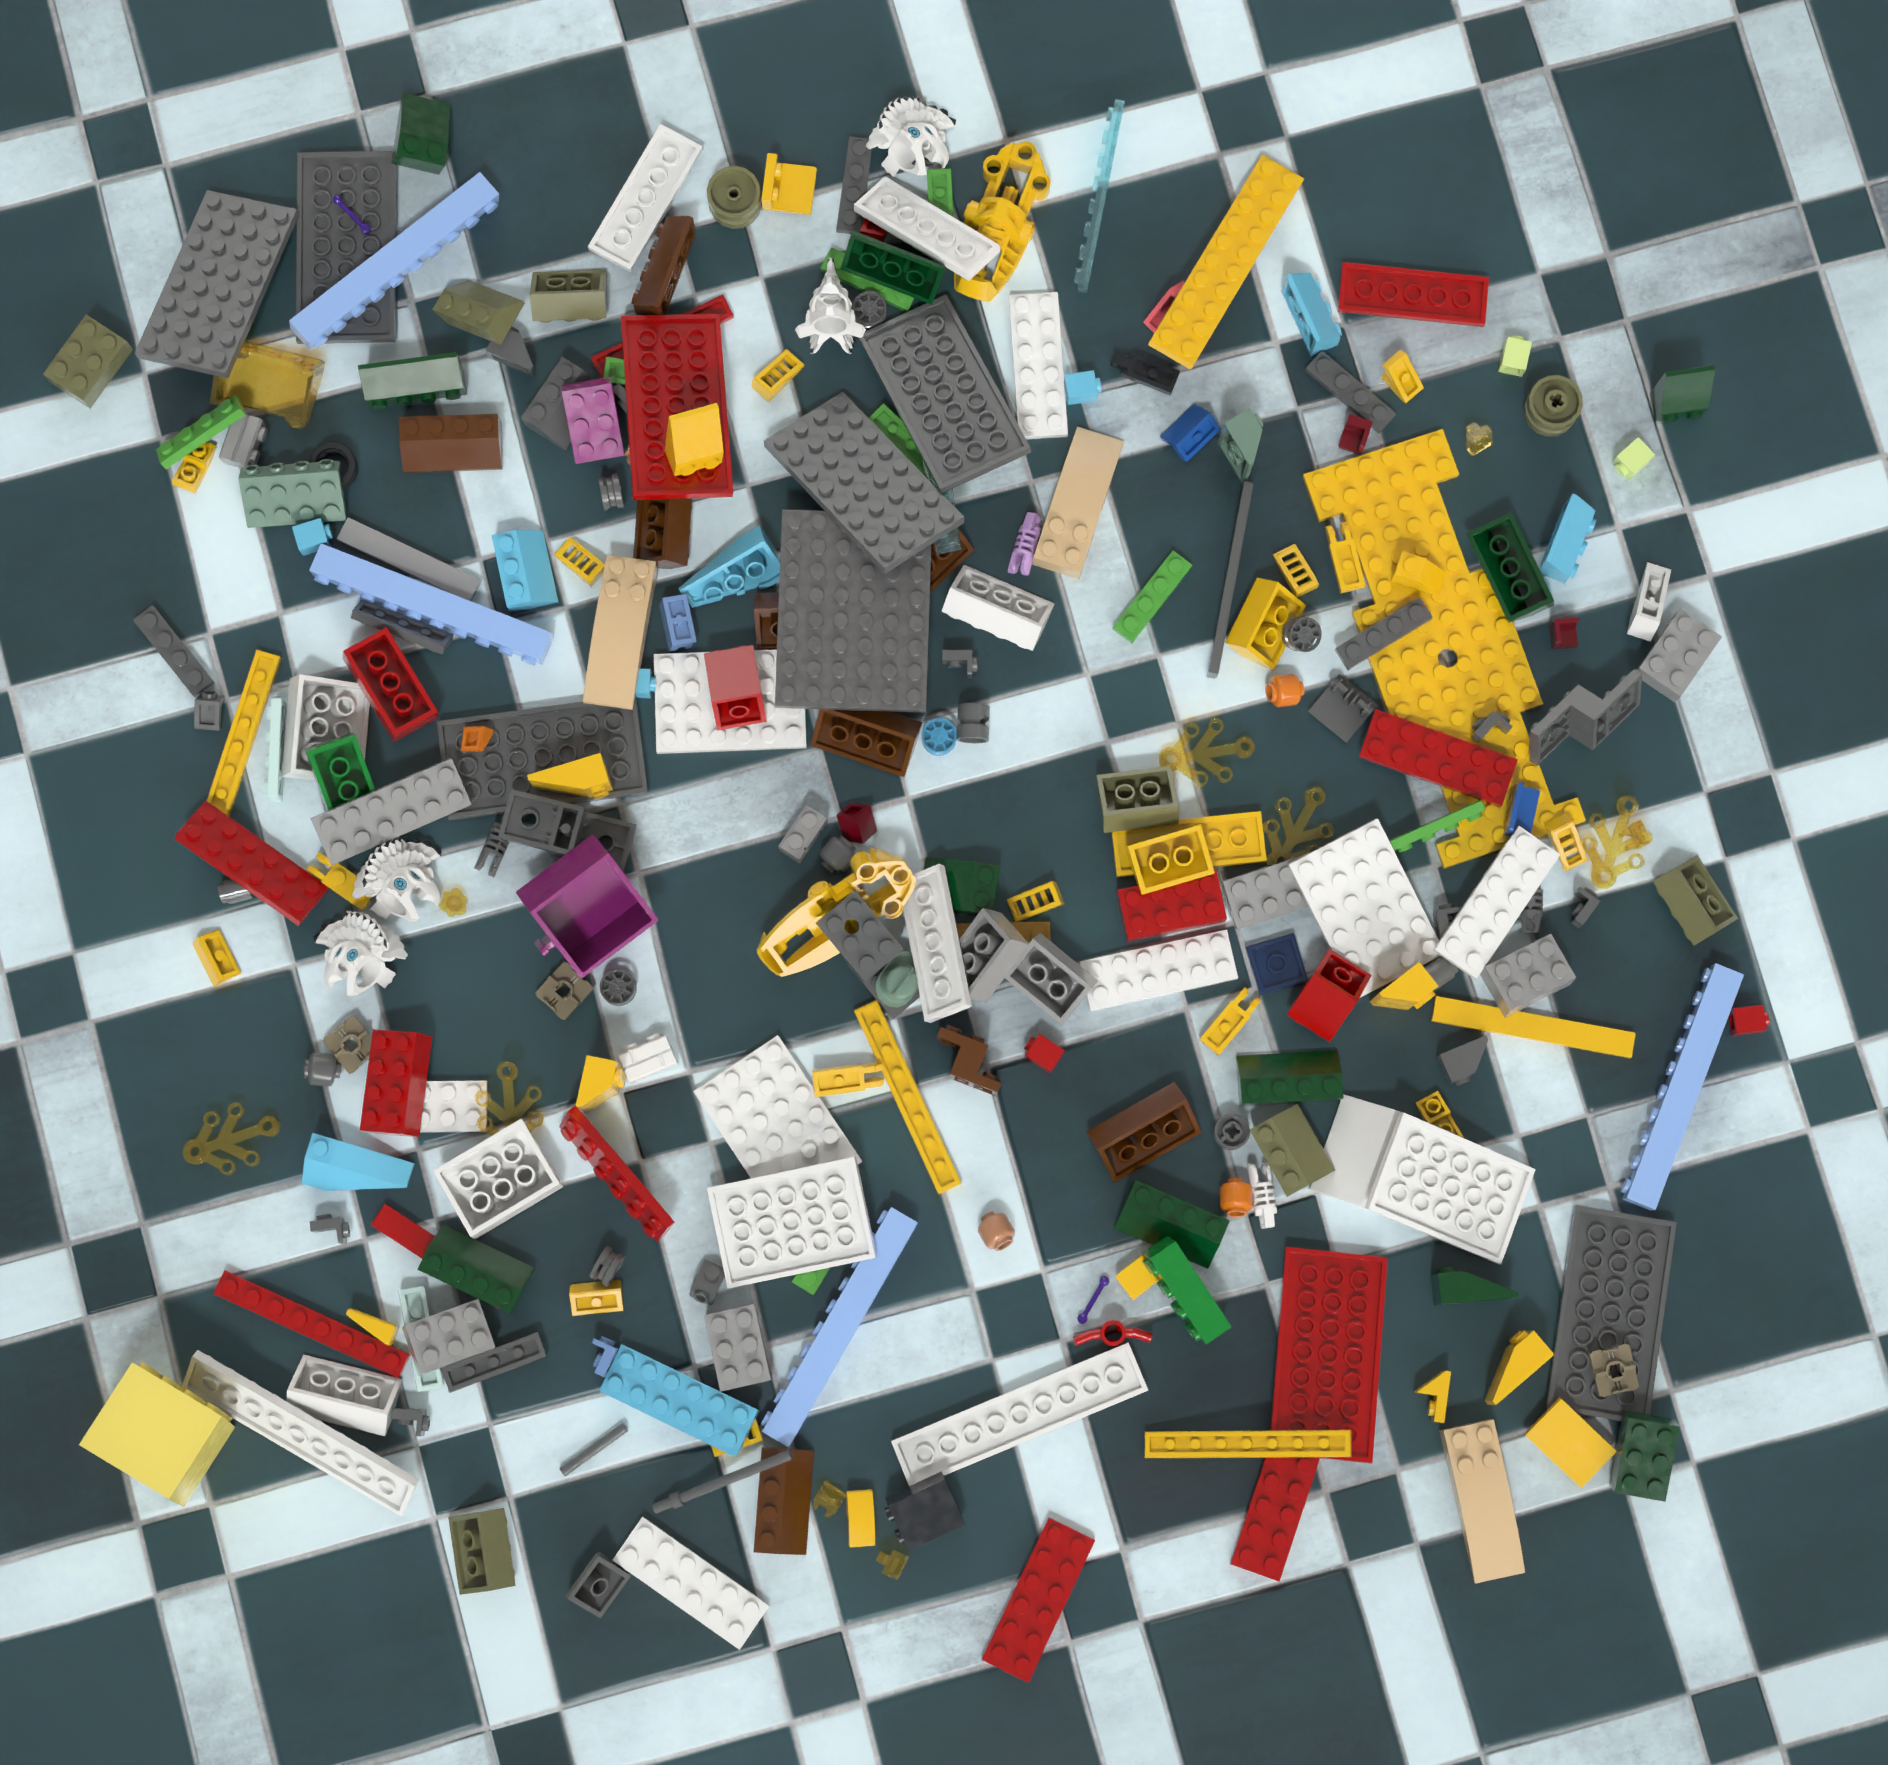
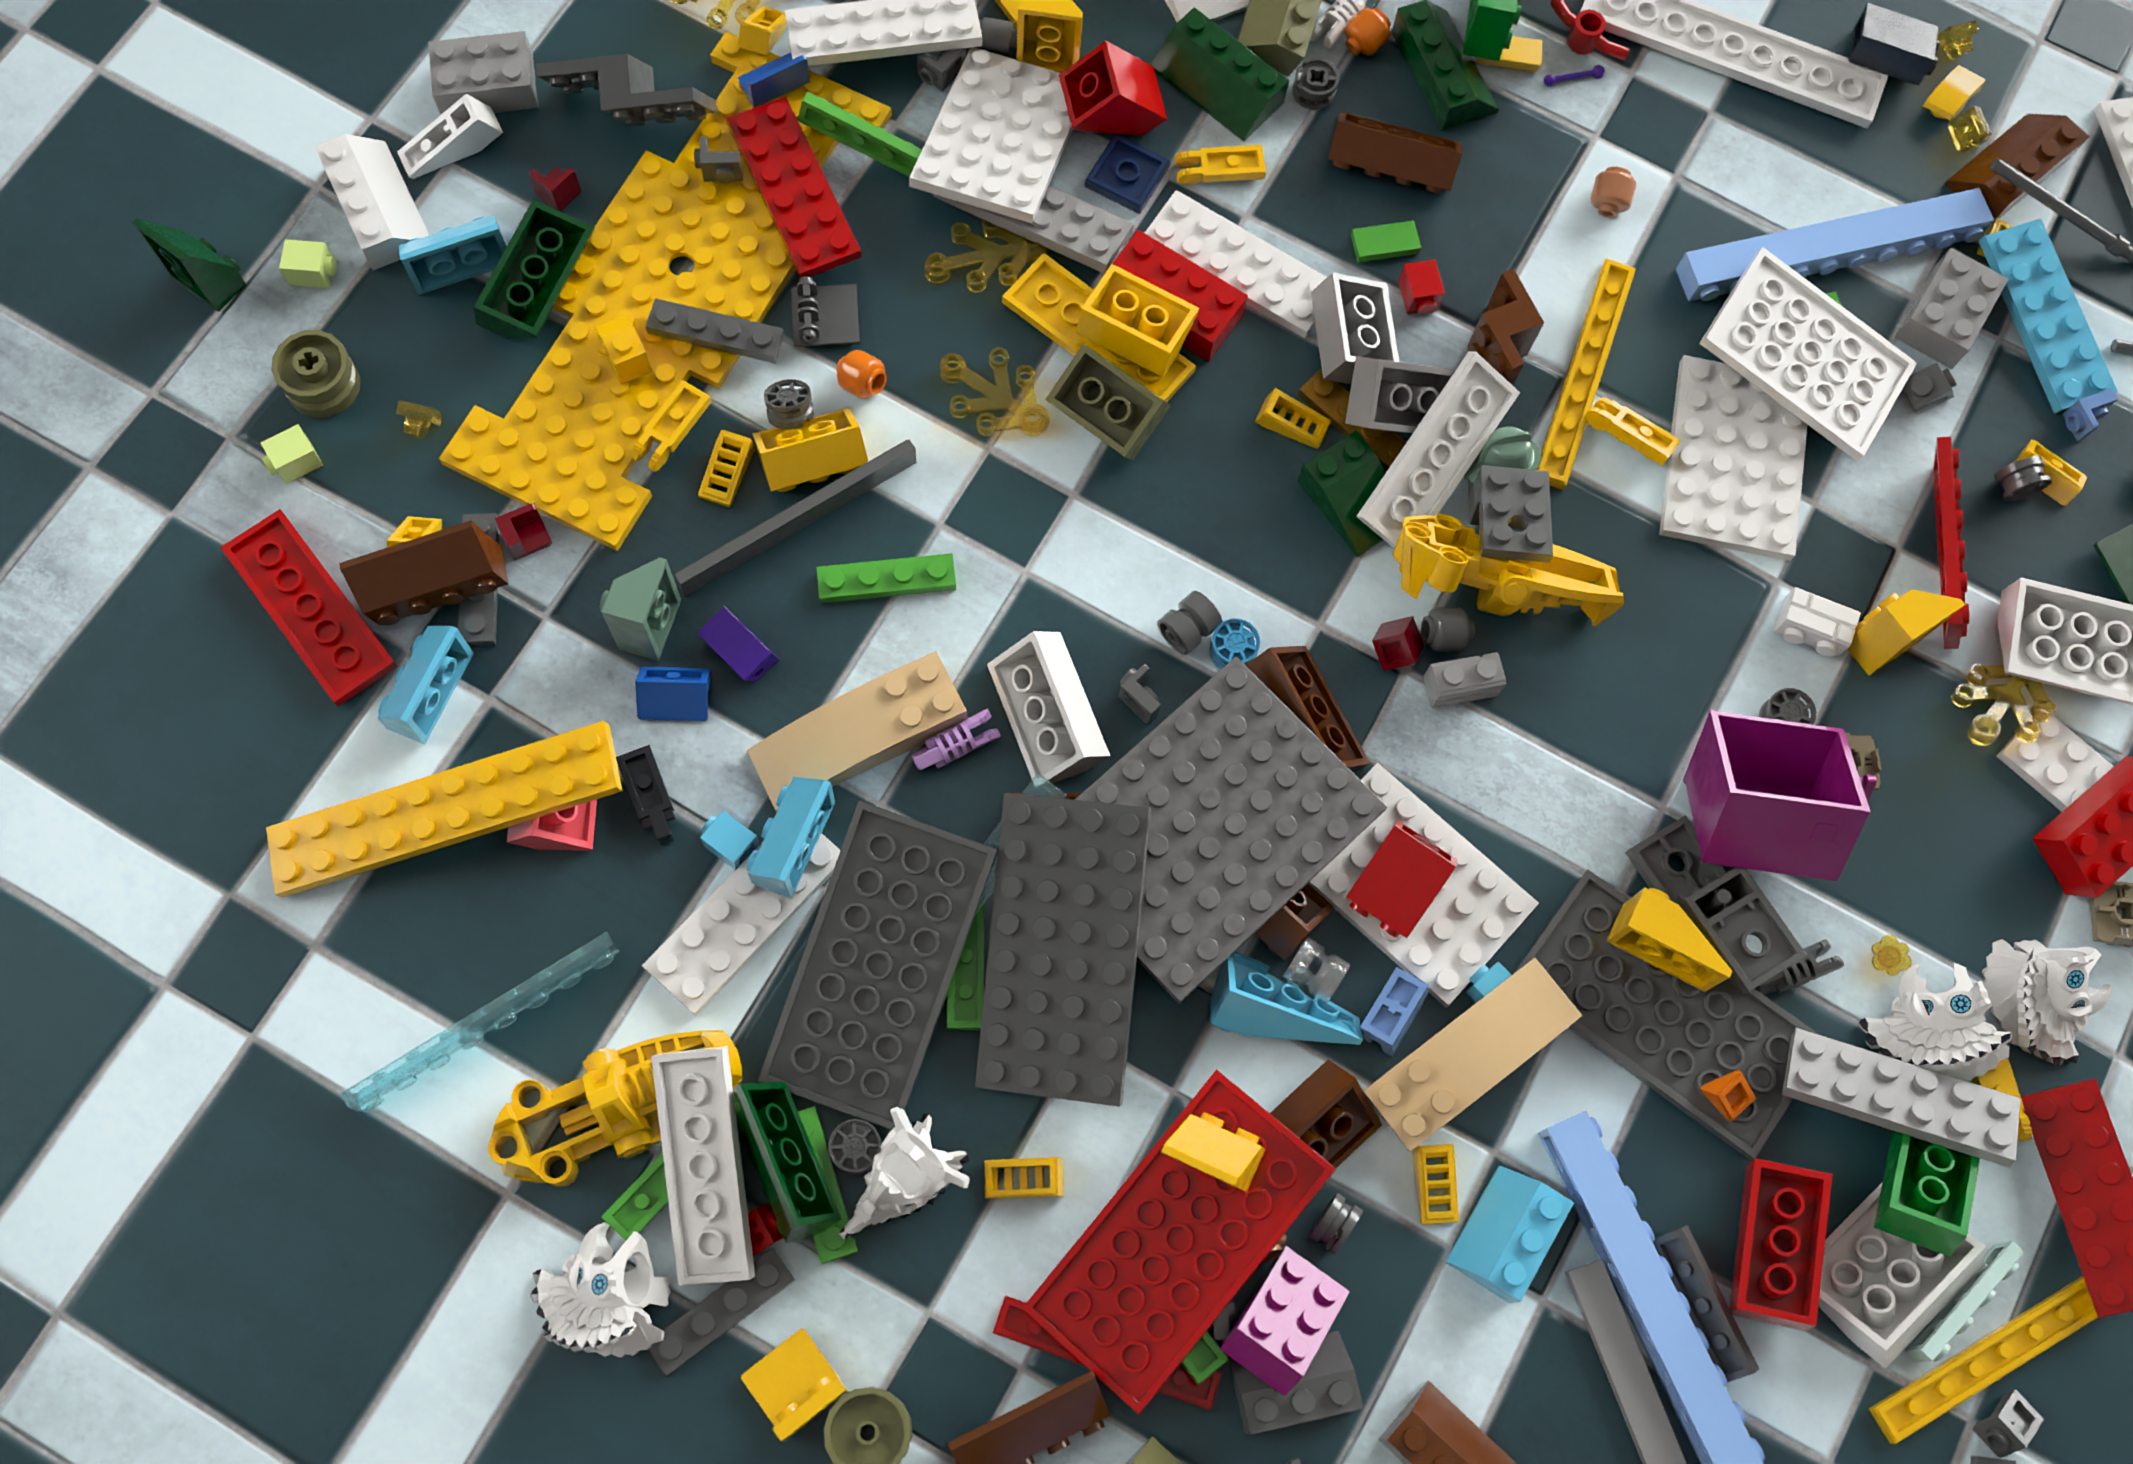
camera: 140 degrees left, 10 degrees down
(725, 607) = (1328, 976): none -> clear wheel
(1050, 410) = (791, 835): none -> medium azure slope
(1093, 1068) = (1385, 241): none -> bright green tile
(1184, 485) = (737, 645): none -> dark purple hinge
(1367, 358) = (425, 573): none -> reddish brown slope
(1646, 528) = (372, 196): none -> white slope

